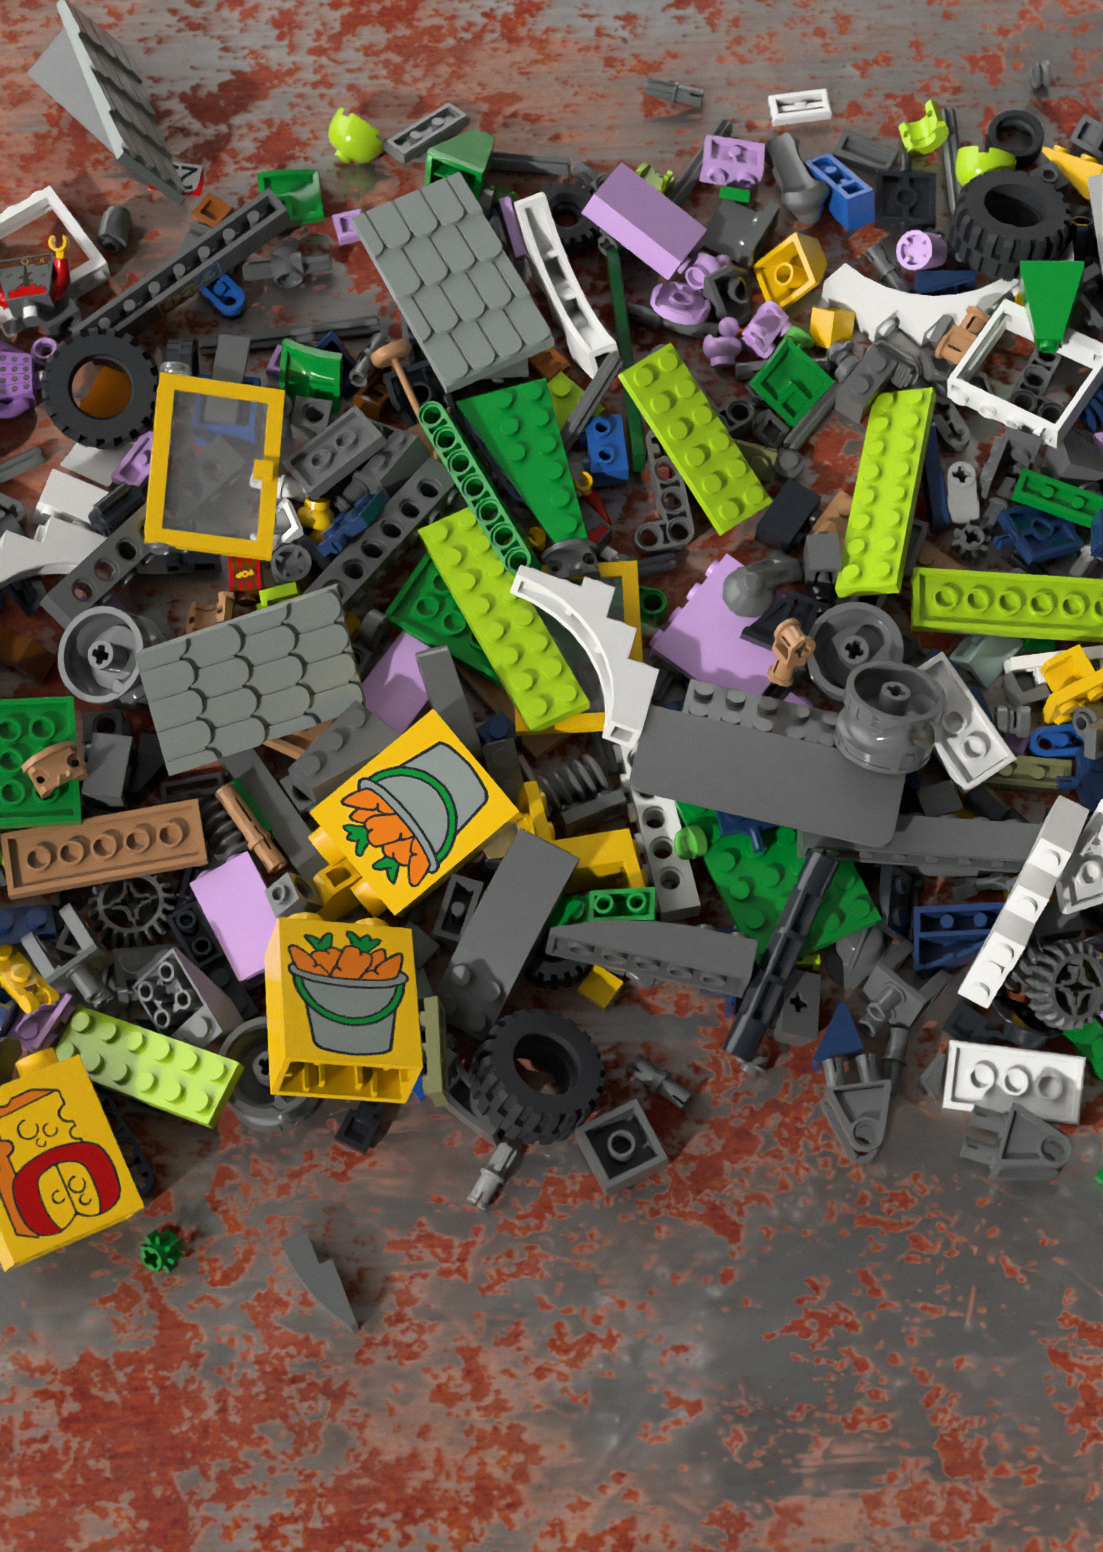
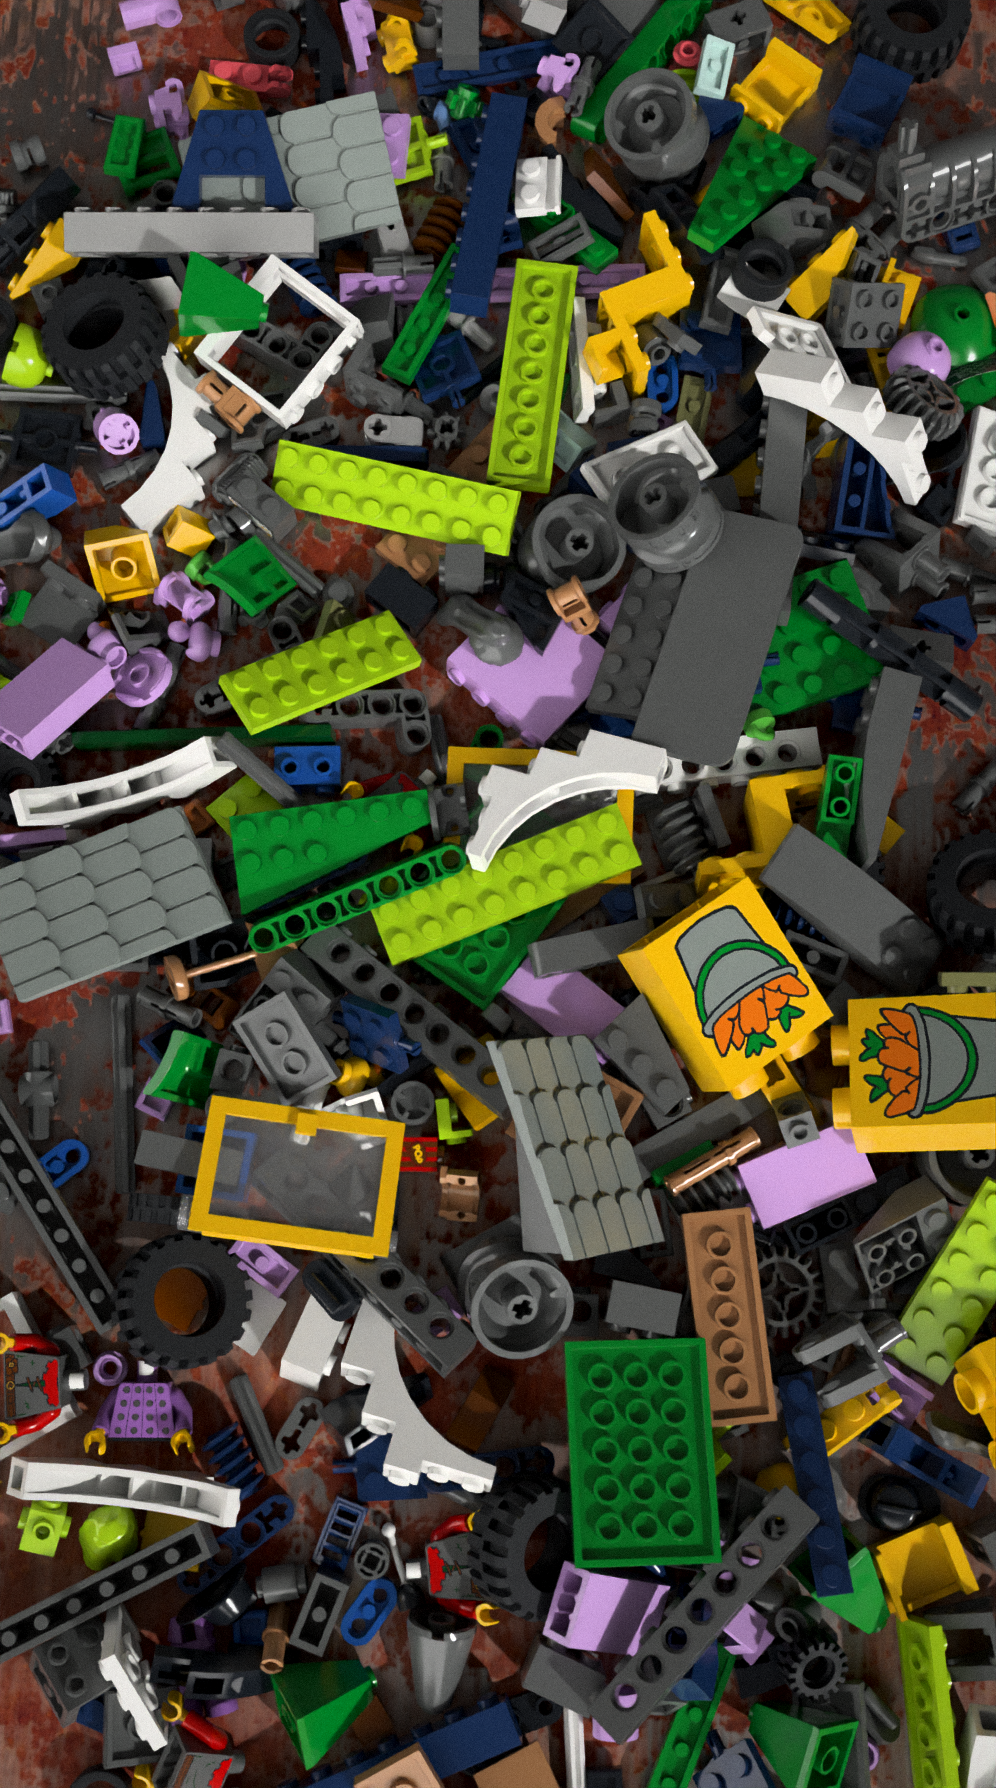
camera: 90 degrees left, 10 degrees up
(54, 767) = (653, 1361): medium nougat piece -> none

